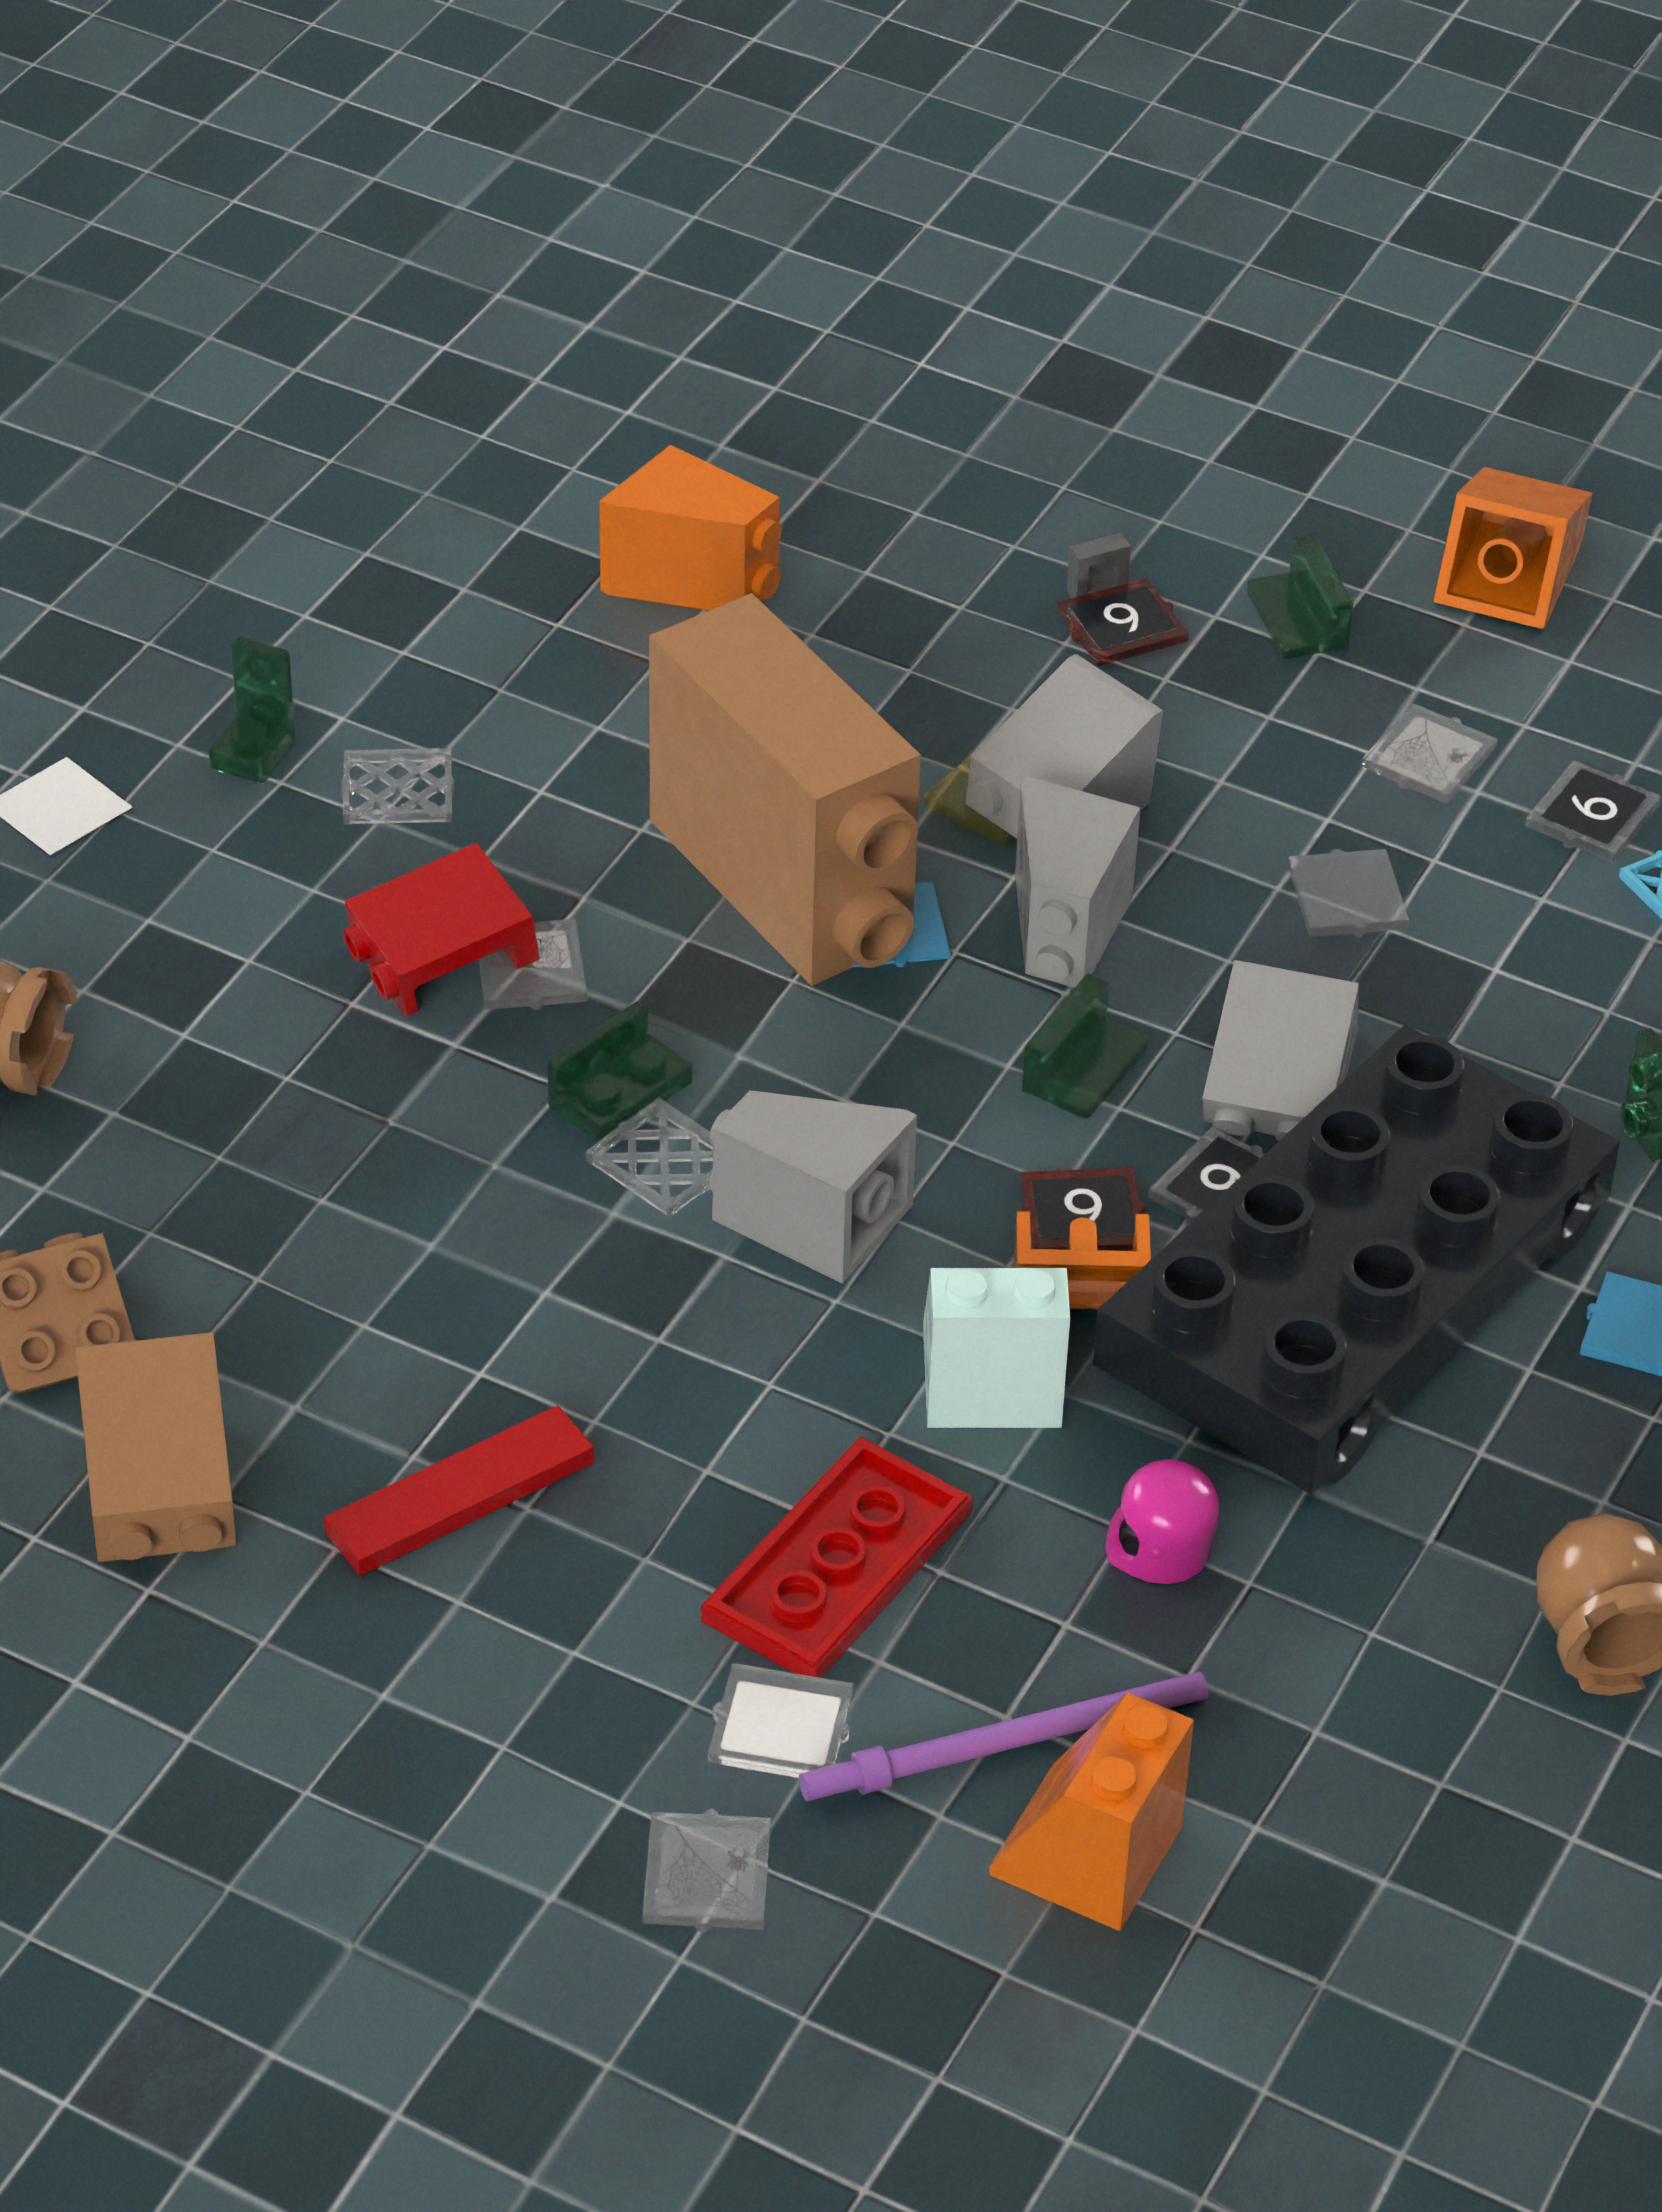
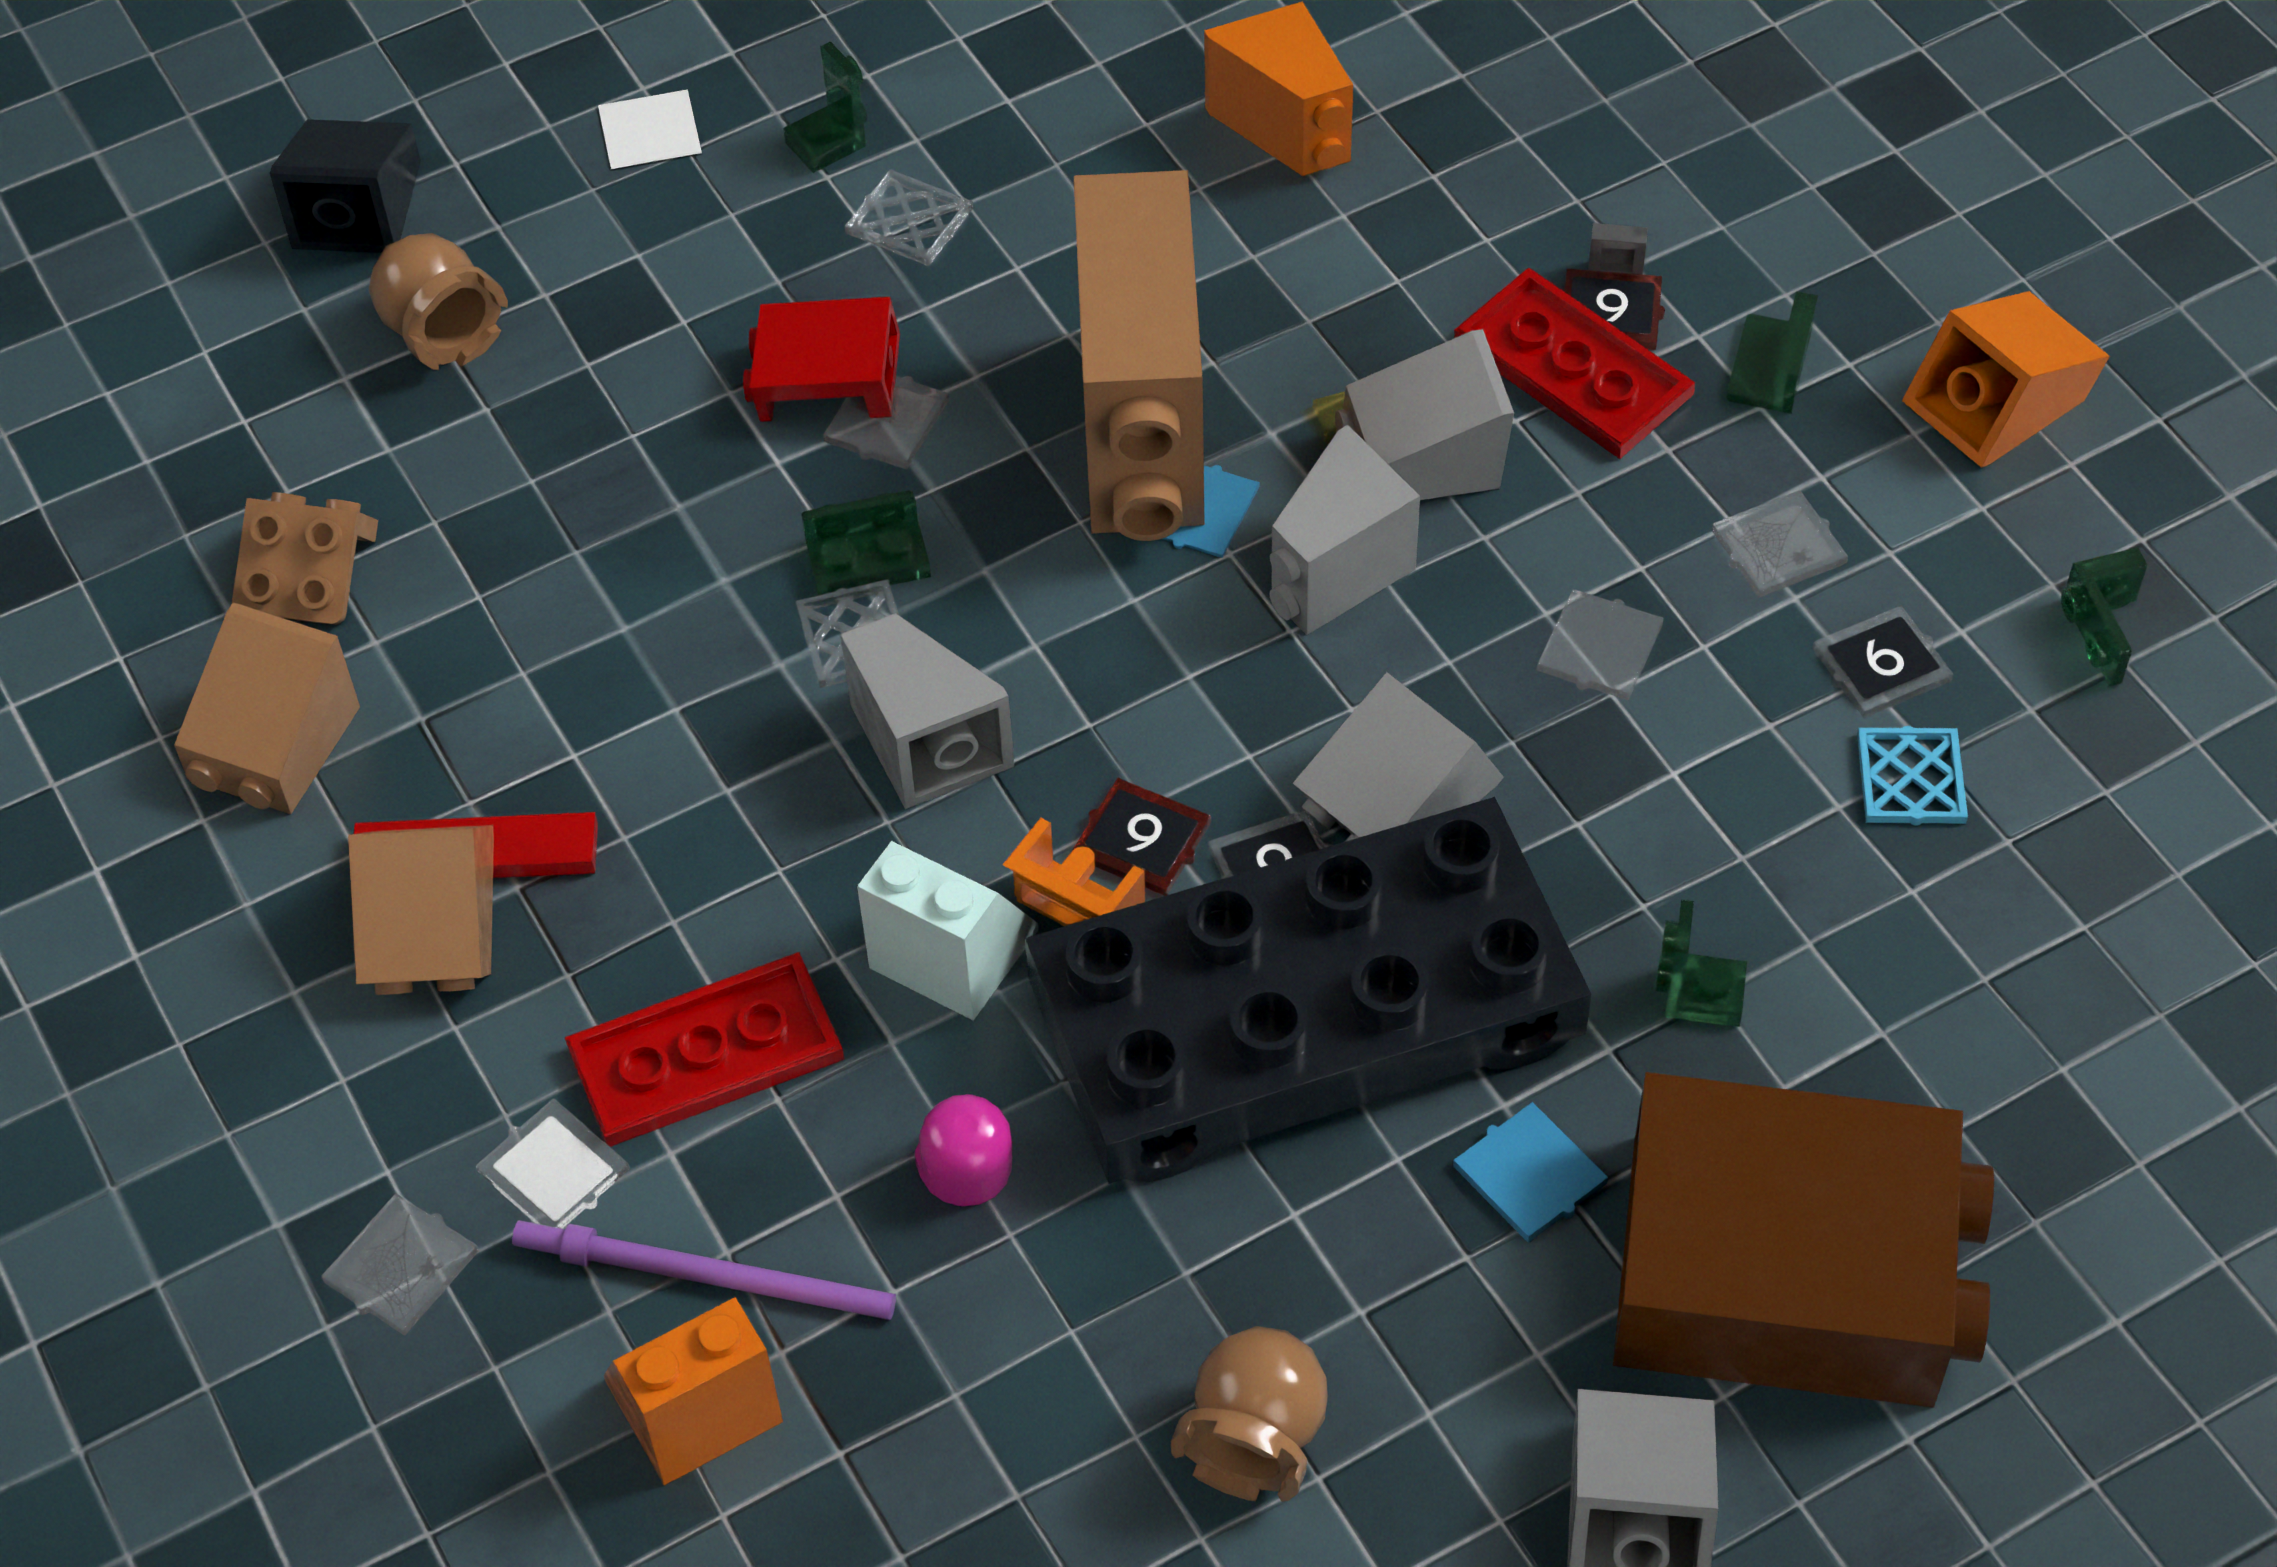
camera: 35 degrees right, 10 degrees up
(477, 1545) = (422, 907): none -> medium nougat slope
(1080, 1052) = (1248, 690): clear green panel -> none
(1189, 678) = (1578, 363): none -> red tile

